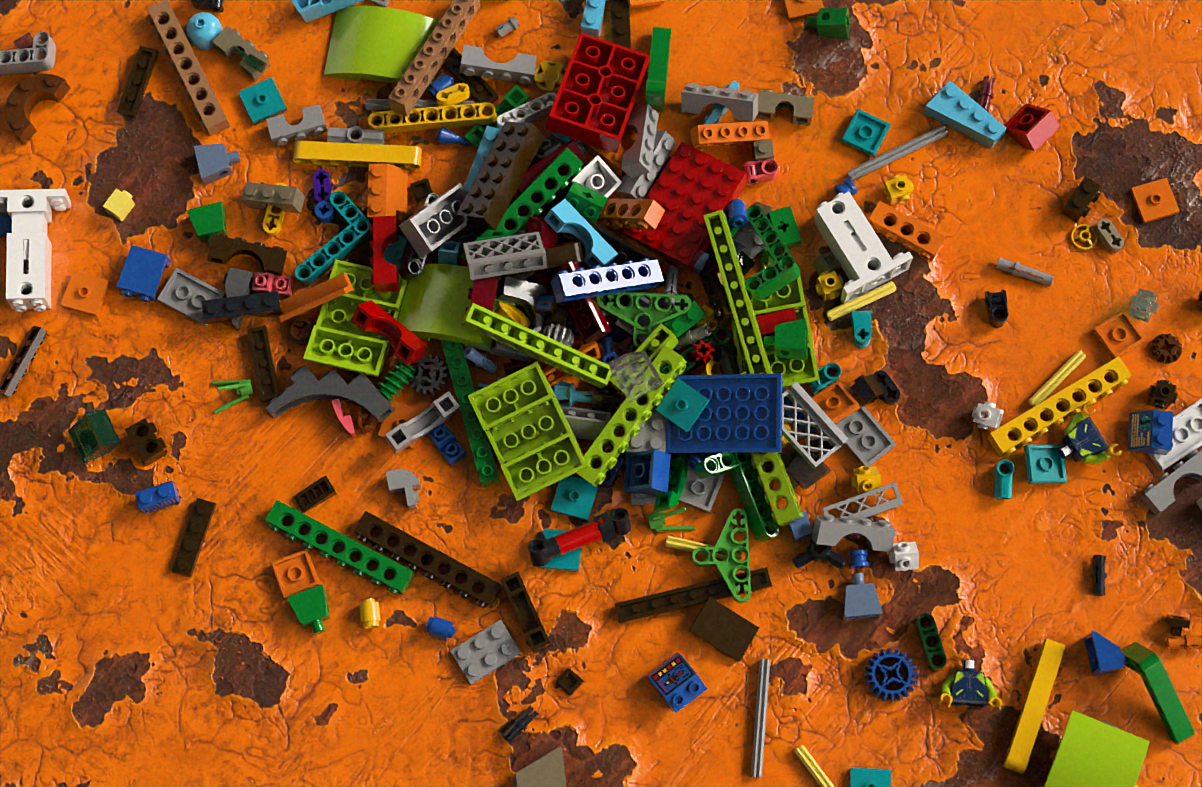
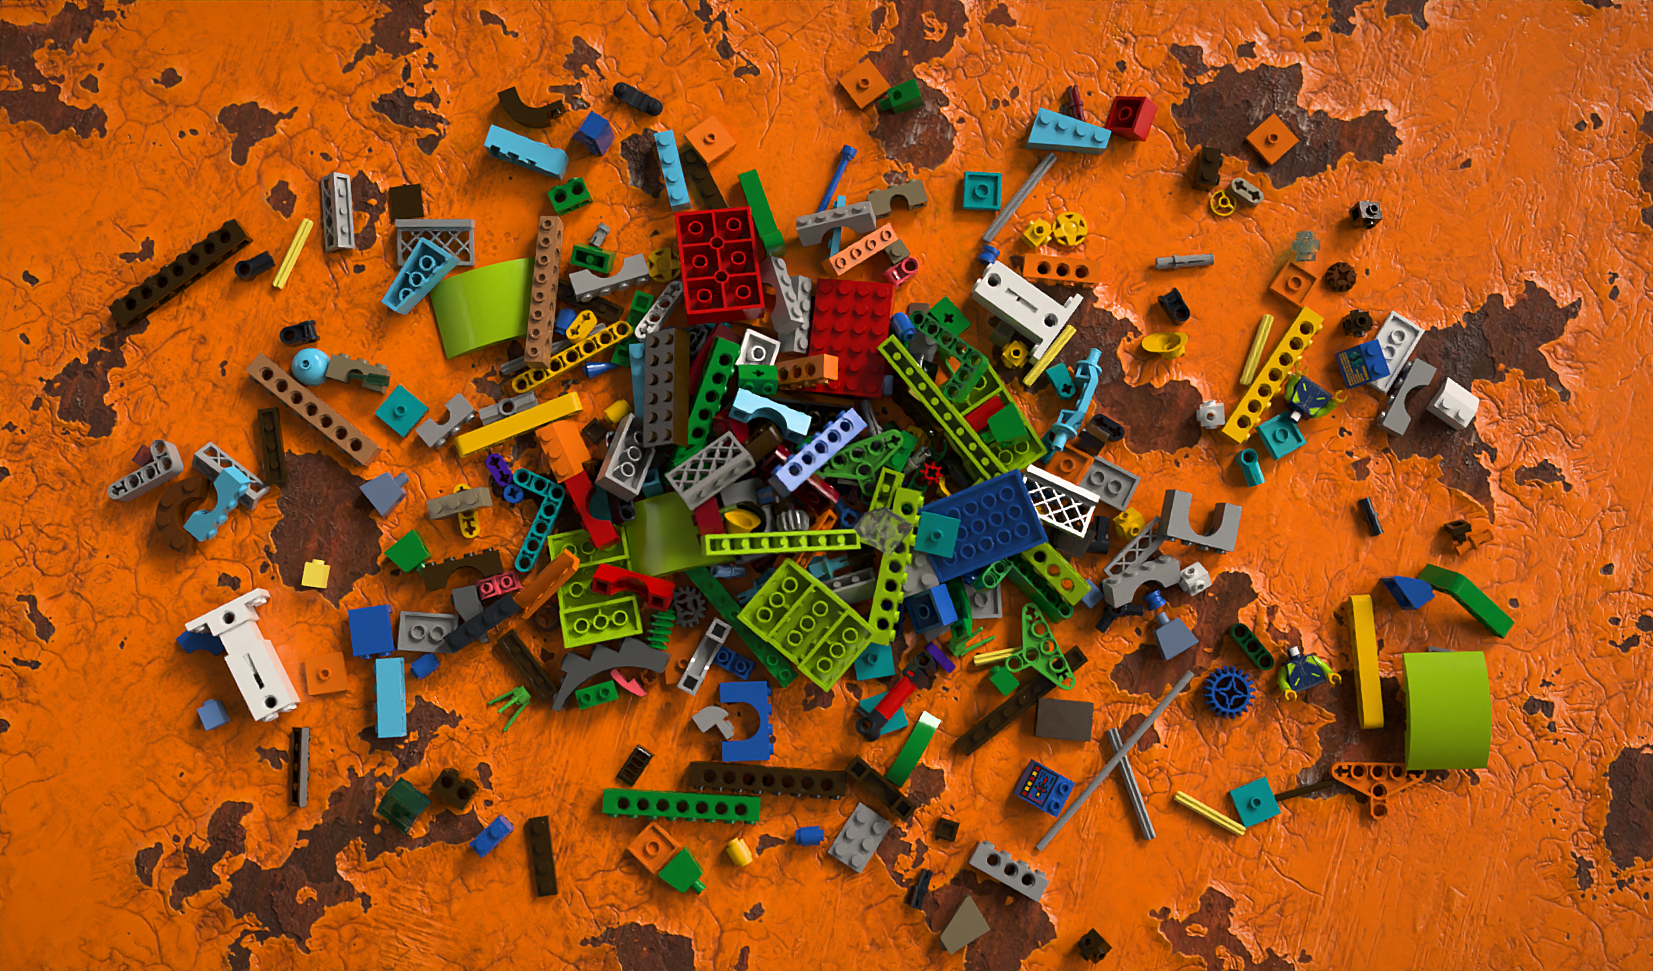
camera: 30 degrees left, 10 degrees up
(84, 90) = (211, 468): none -> light grey fence
(85, 95) = (229, 486): none -> medium azure arch
(130, 336) = (390, 697): none -> medium azure brick
(173, 324) = (424, 666): none -> blue brick
(312, 416) = (597, 694): none -> green brick
(433, 526) = (757, 695): none -> blue arch
(448, 180) = (617, 412): none -> yellow brick
(491, 42) = (592, 258): none -> green brick
(571, 594) = (913, 749): none -> green slope
(597, 714) = (1033, 889): none -> light grey brick
(636, 522) = (940, 657): none -> dark purple beam
(683, 565) = (1002, 680): none -> green brick
(754, 687) = (1115, 760): none -> light grey piece
(759, 50) = (847, 154): none -> blue piece
(832, 481) = (1100, 543): none -> black piece
(854, 363) = (1074, 418): none -> medium azure plate
(907, 499) = (1175, 524): none -> arch
(931, 199) = (1069, 229): none -> yellow wheel
(974, 338) = (1166, 344): none -> yellow piece

